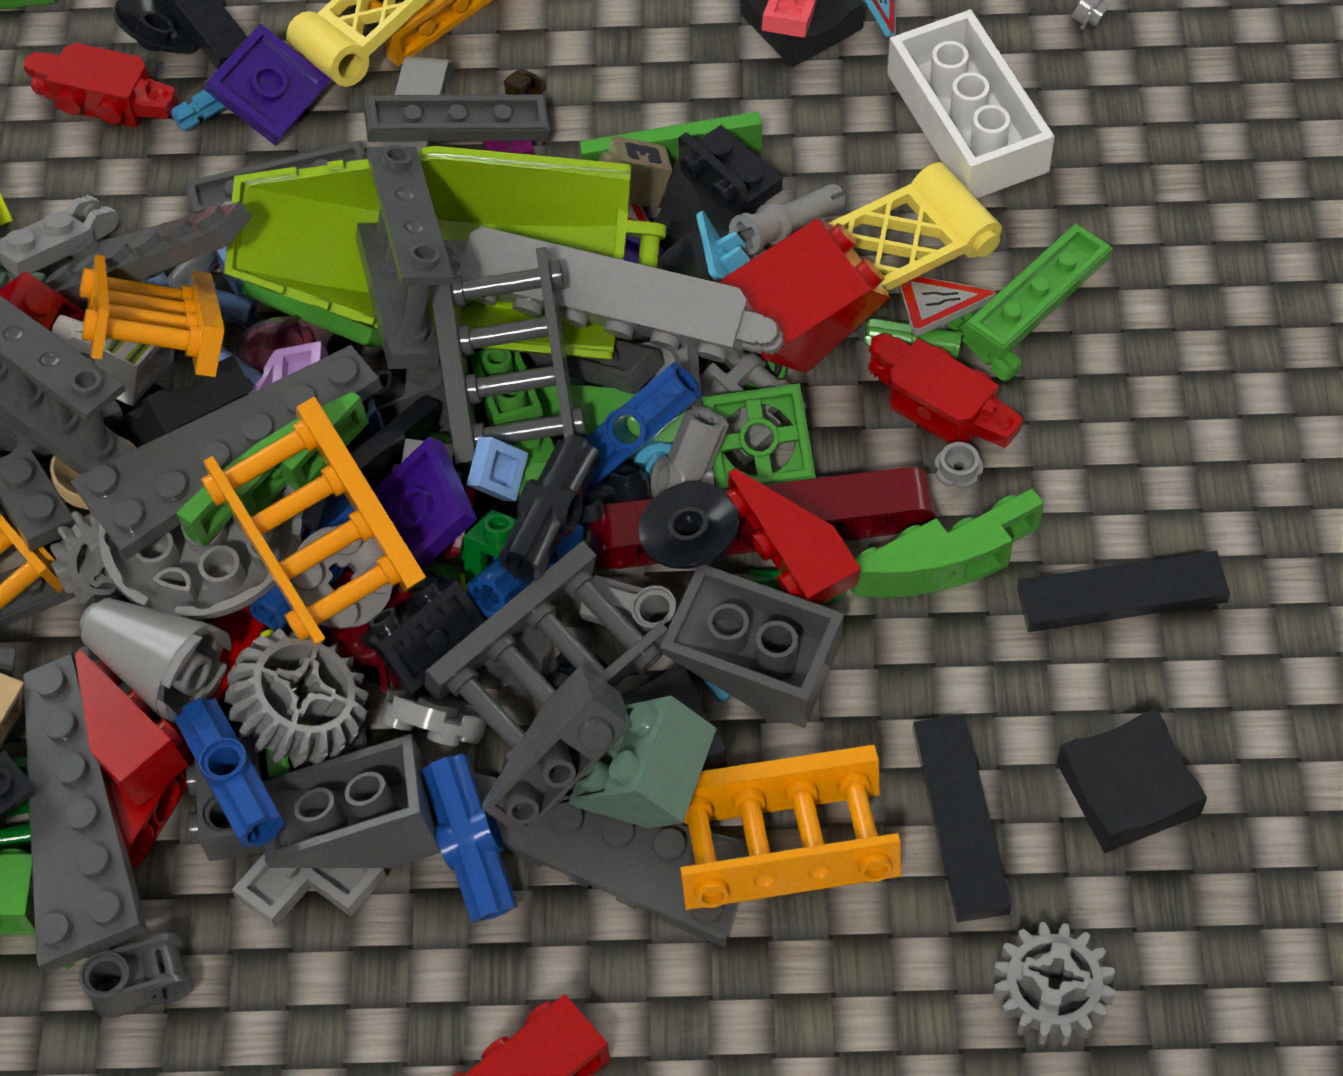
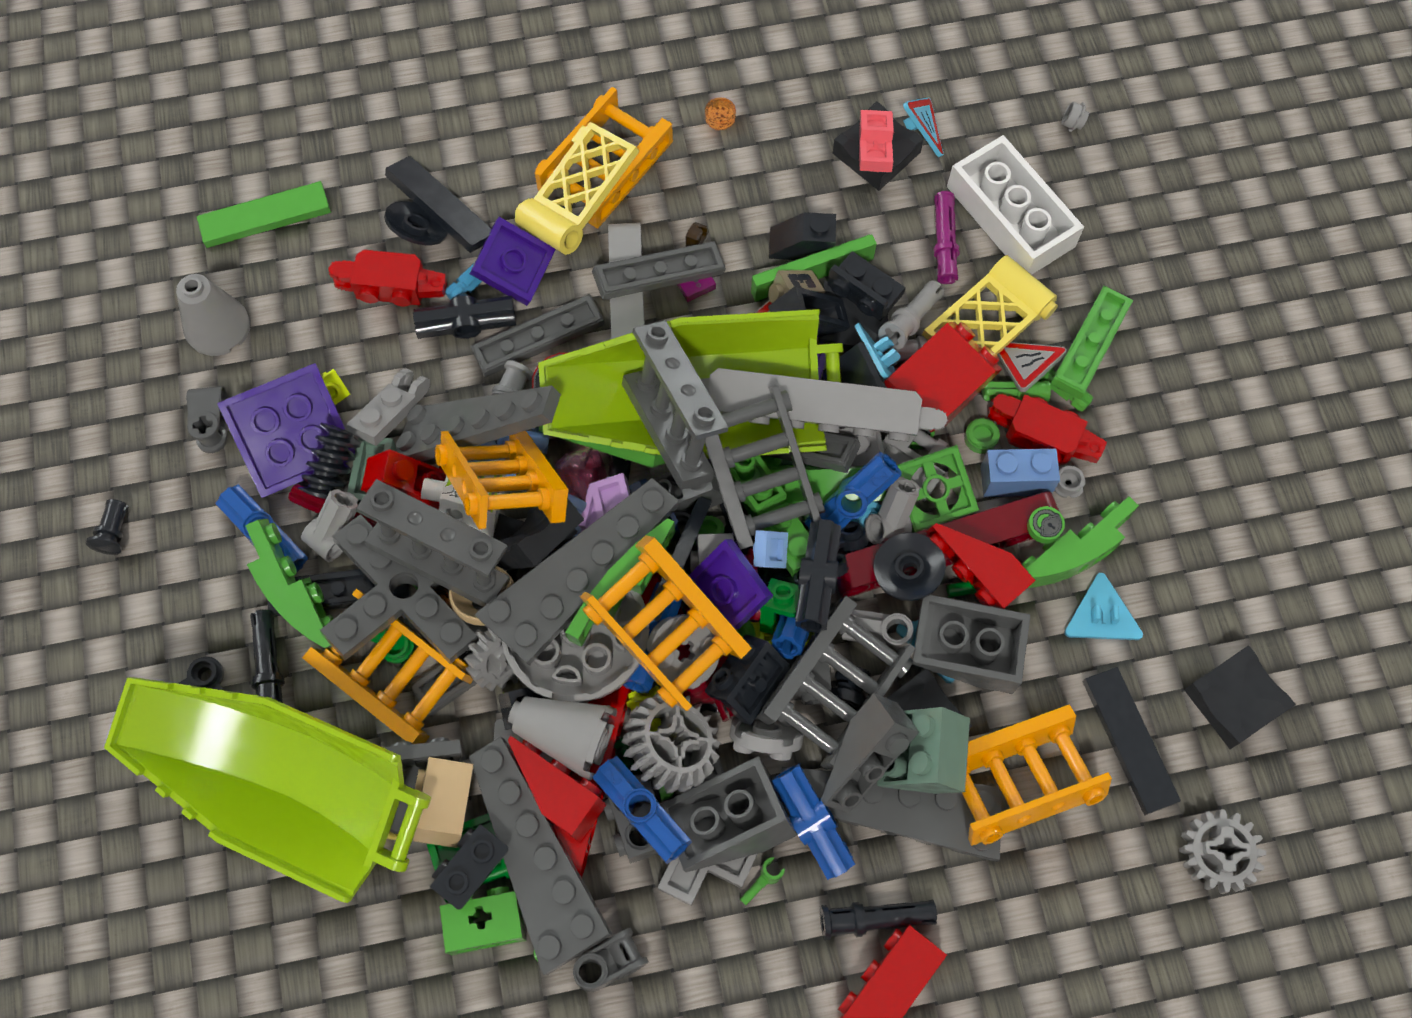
camera: 15 degrees left, 10 degrees up
(186, 145) = (464, 317): none -> black piece
(386, 910) = (764, 879): none -> bright green hand
(503, 983) = (860, 919): none -> black pin
(655, 191) = (832, 309): none -> black slope
(668, 102) = (802, 236): none -> black slope
(852, 391) = (981, 435): none -> bright green tile
(864, 148) = (946, 248): none -> magenta pin
(886, 437) = (1019, 472): none -> medium blue brick
(900, 505) = (1045, 524): none -> tile
(965, 648) = (1103, 615): none -> medium azure piece
(1123, 591) = (1197, 556): black tile -> none

